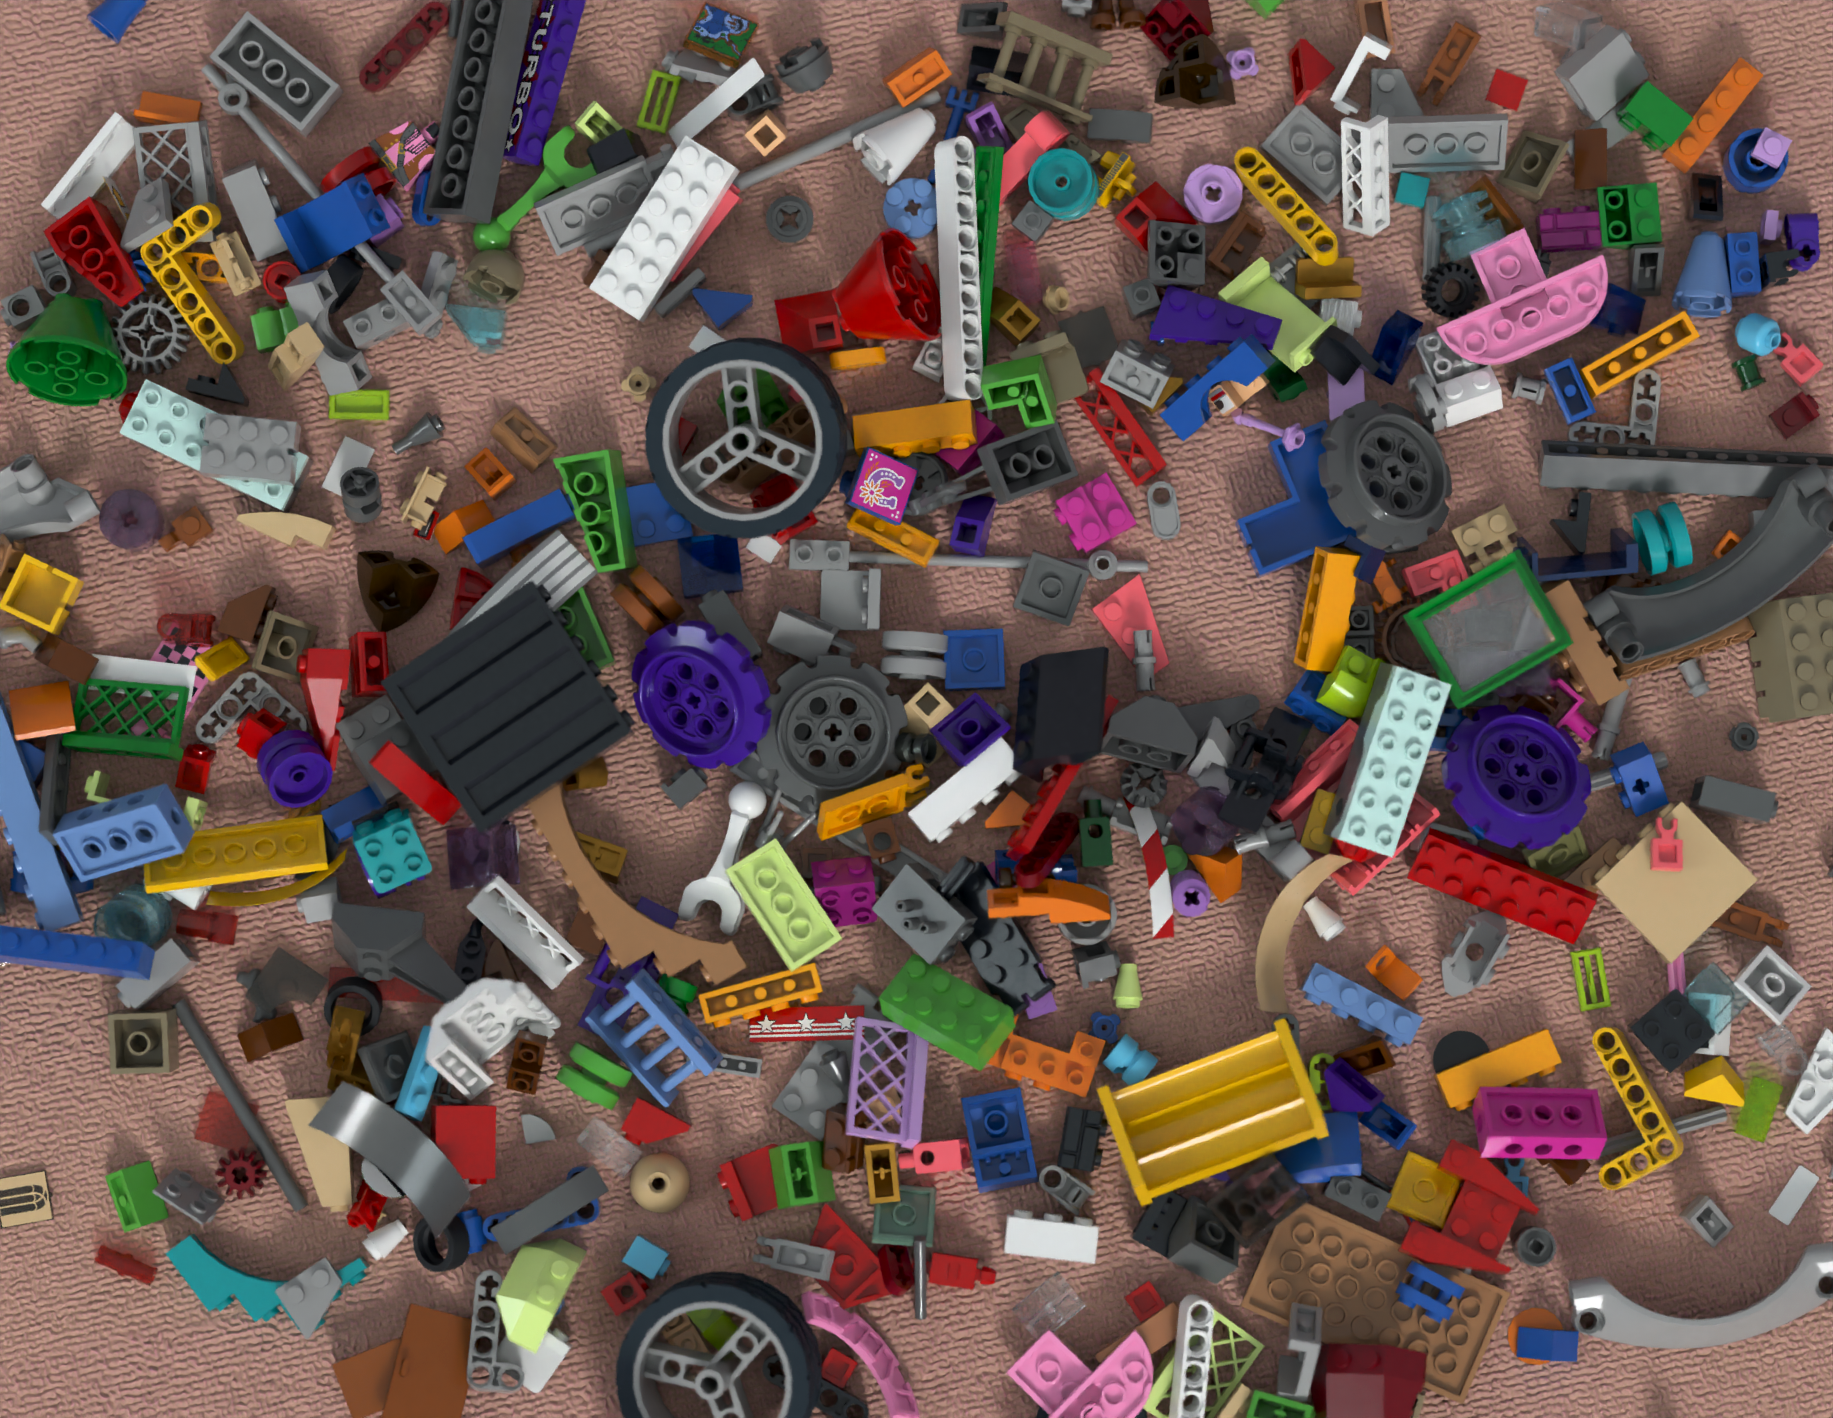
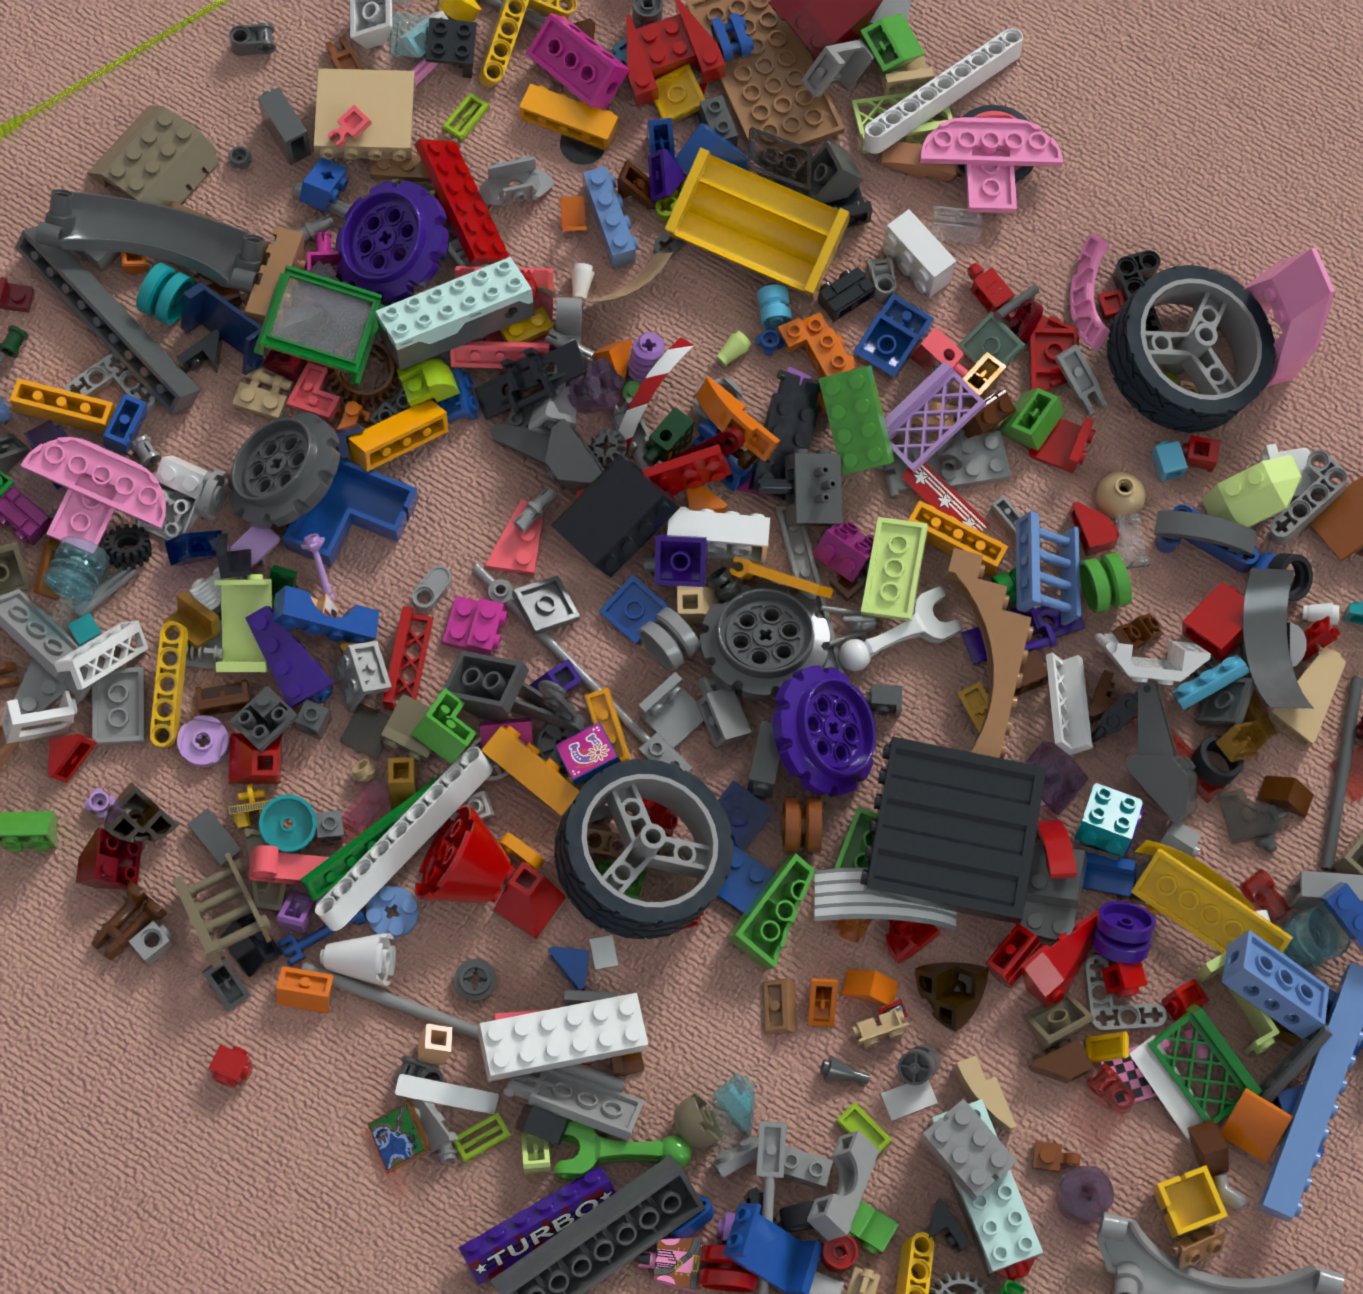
camera: 140 degrees left, 15 degrees down
(295, 355) = (878, 1191): tan slope -> none
(519, 528) = (836, 947): blue slope -> none
(536, 1129) = (1167, 592): light grey tile -> none
(638, 375) = (678, 975): tan plate -> none
(806, 67) = (367, 1062): dark grey cone -> none
(881, 826) = (793, 565): reddish brown brick -> none
(1095, 962) = (741, 373): dark grey brick -> none
(1144, 1301) = (896, 180): red plate -> none
(1694, 678) = (232, 210): light grey pin -> none

